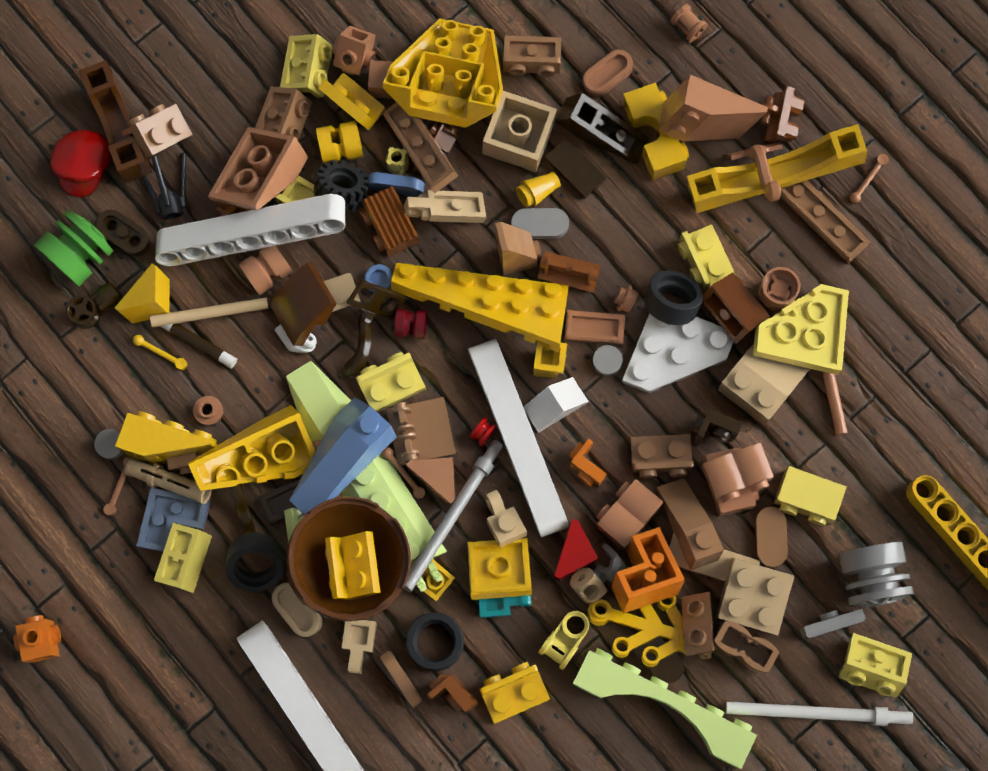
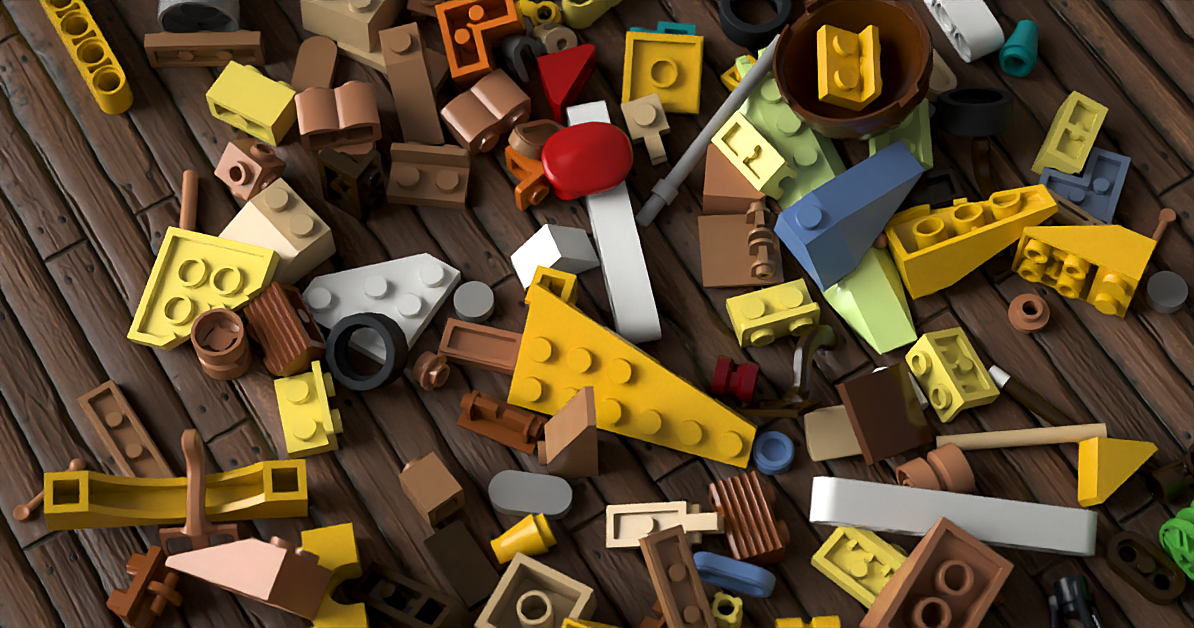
camera: 175 degrees left, 15 degrees down
(180, 363) = (1066, 383): yellow hinge -> none
(223, 637) = (1021, 49): none -> teal cone
(259, 353) = (950, 373): none -> light yellow bracket
(346, 176) = (788, 574): black tyre -> none
(420, 491) = (753, 155): none -> light yellow hinge
(483, 431) = (657, 232): red bush -> none
(542, 468) = (586, 159): none -> red piece
(582, 490) = (530, 137): none -> medium nougat tile
(607, 212) = (431, 488): none -> medium nougat brick
(795, 433) = (249, 167): none -> nougat brick
(834, 544) = (204, 49): none -> medium nougat plate

